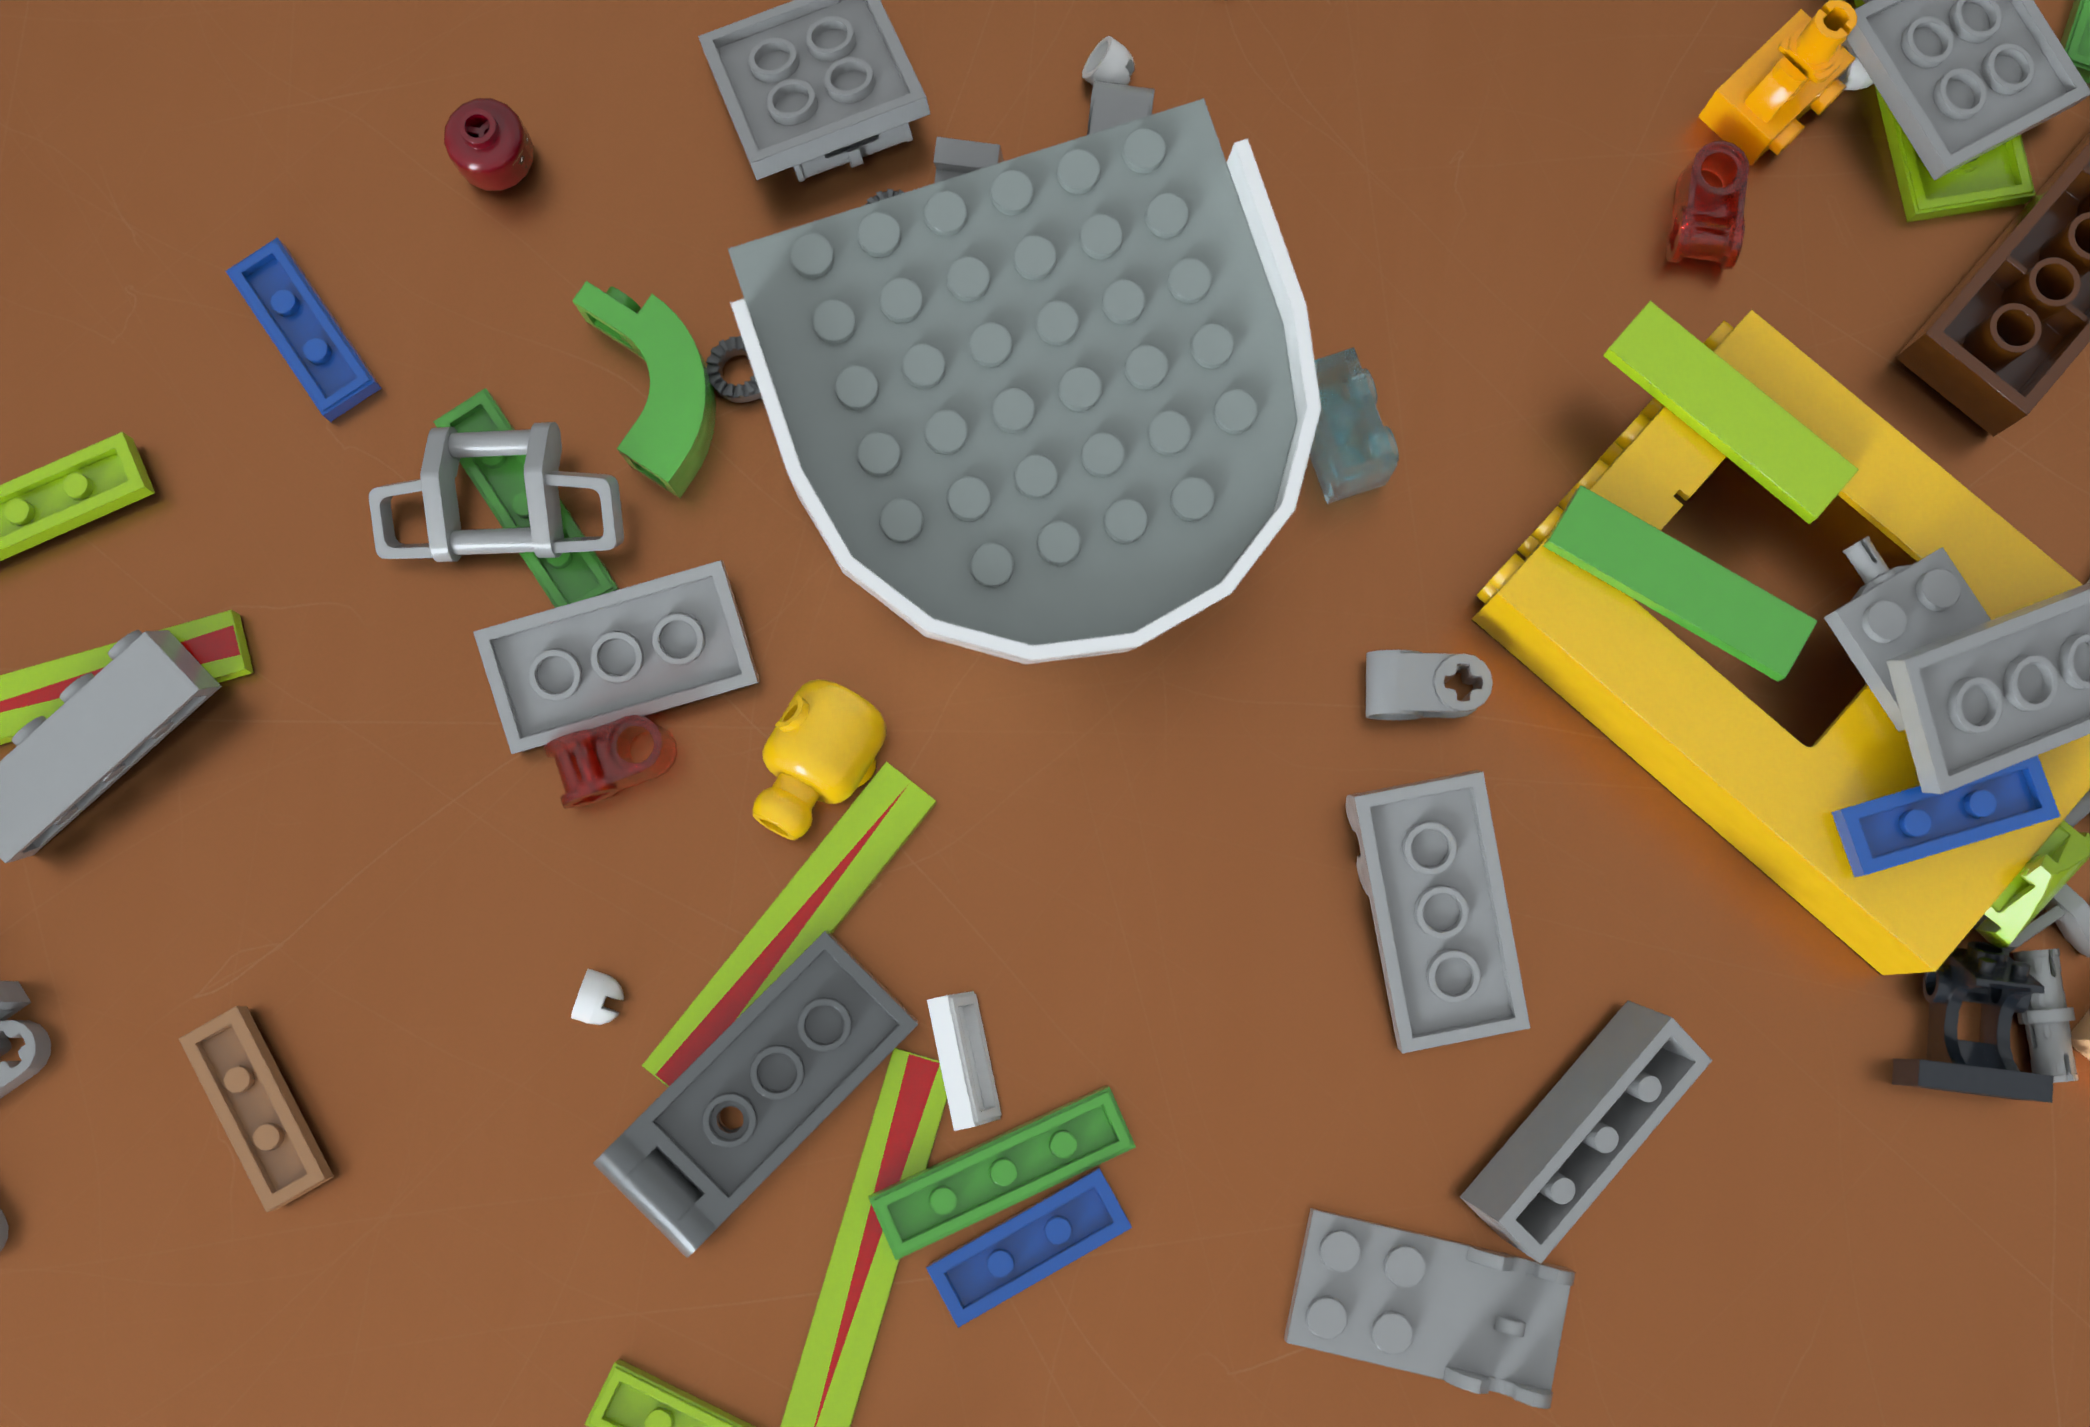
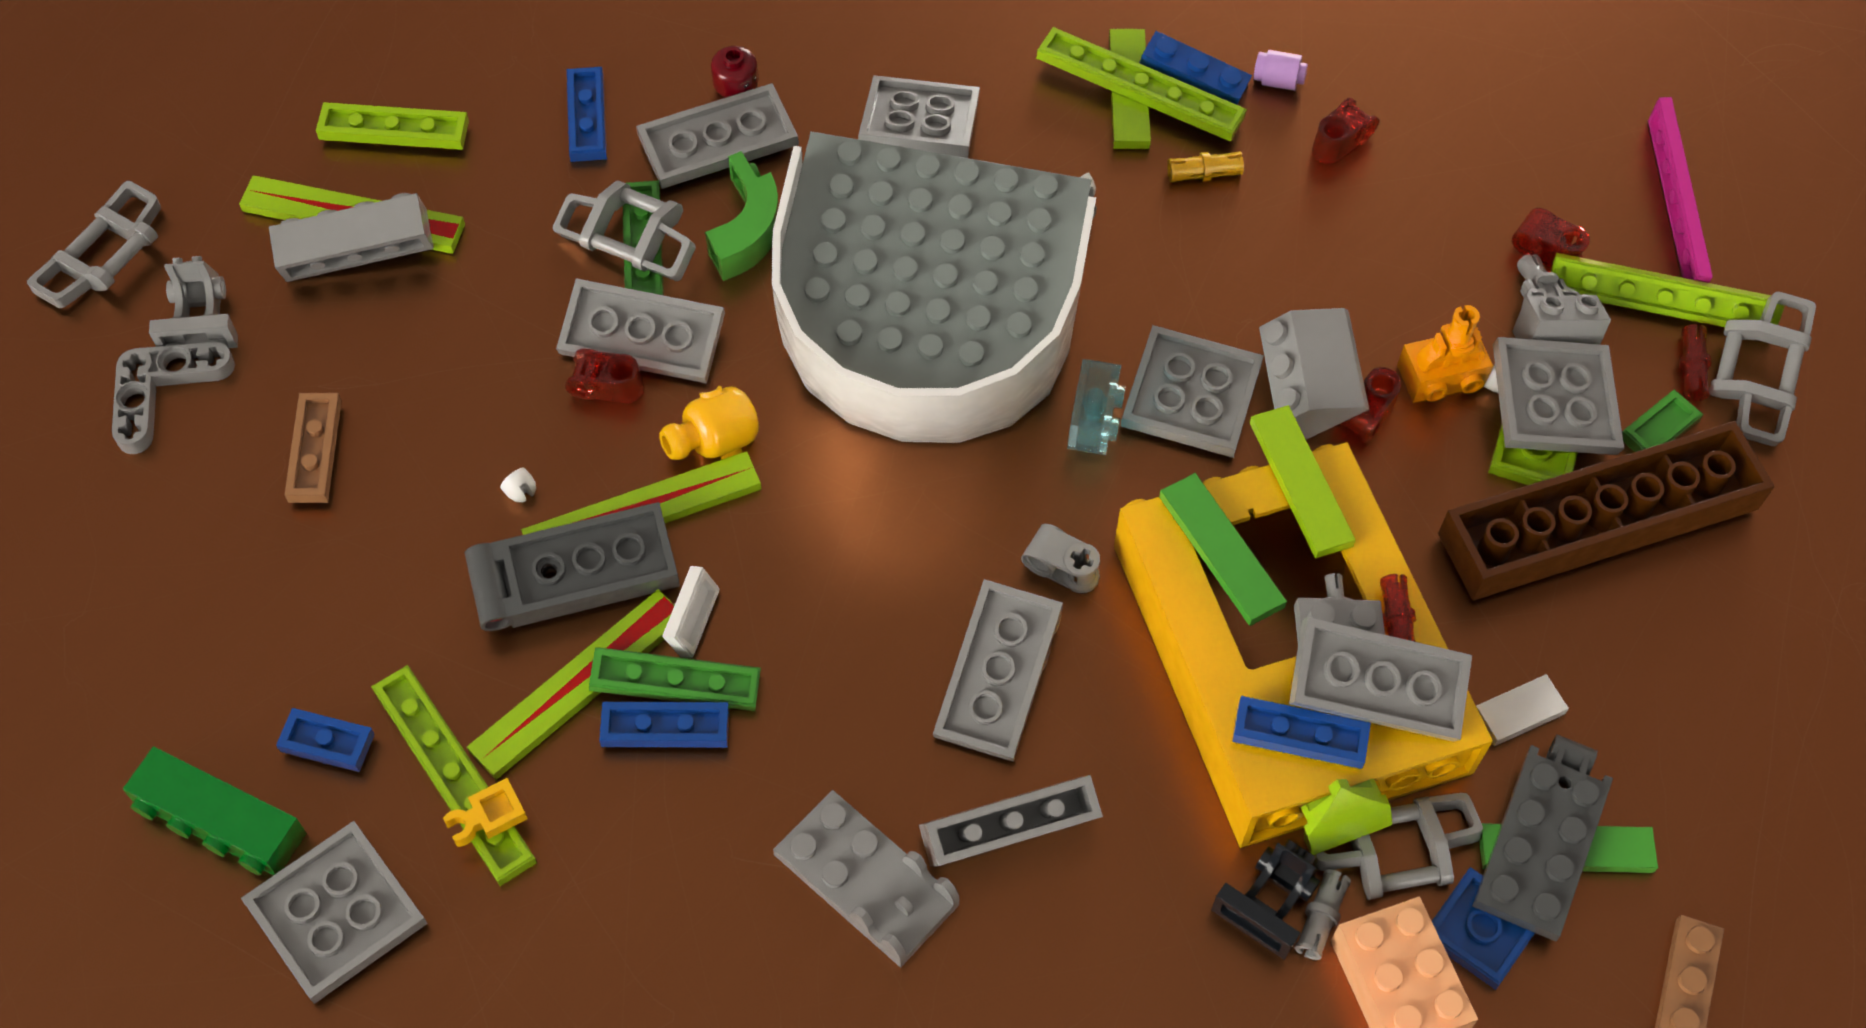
camera: 25 degrees right, 20 degrees down
(526, 264) = (704, 136): none -> light grey plate
(1453, 317) = (1192, 391): none -> light grey plate
(1616, 199) = (1314, 367): none -> light grey slope
(1977, 556) = (1397, 614): none -> clear red pin

